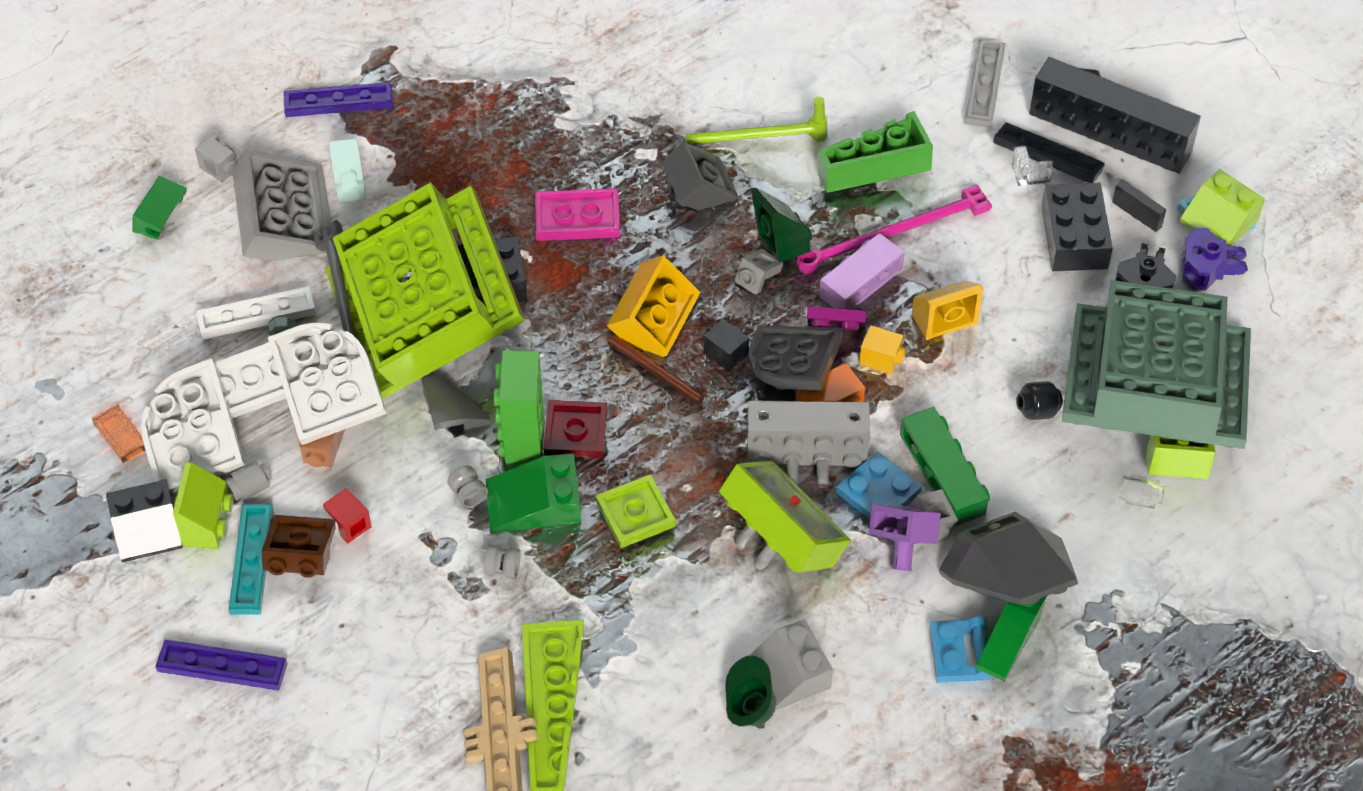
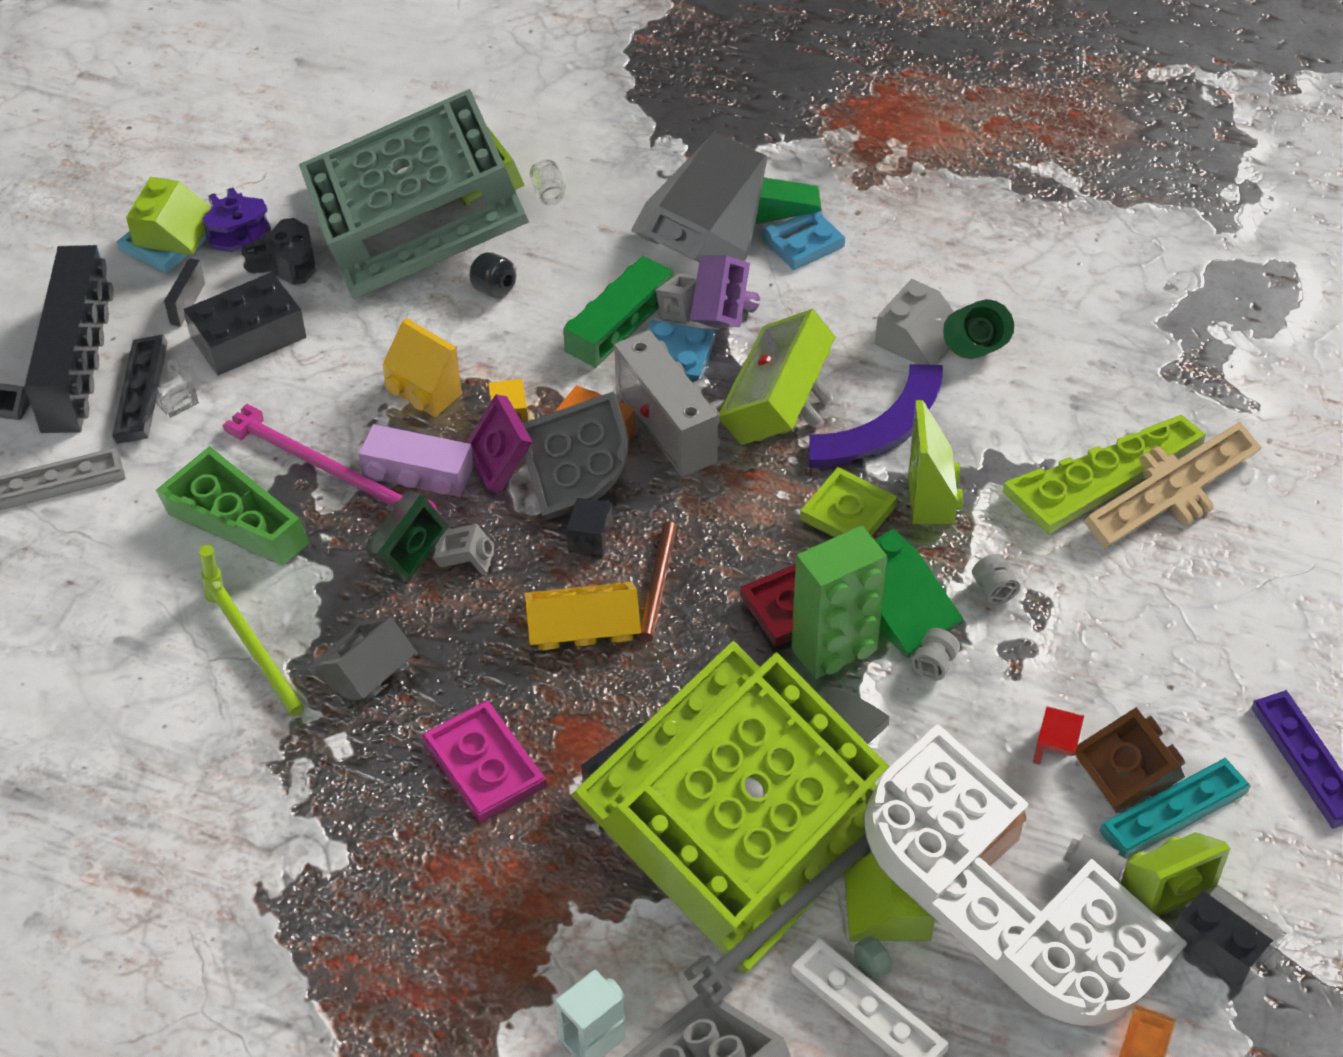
camera: 120 degrees left, 5 degrees down
(617, 558) = (932, 472): none -> lime slope
(700, 593) = (884, 431): none -> dark purple tile

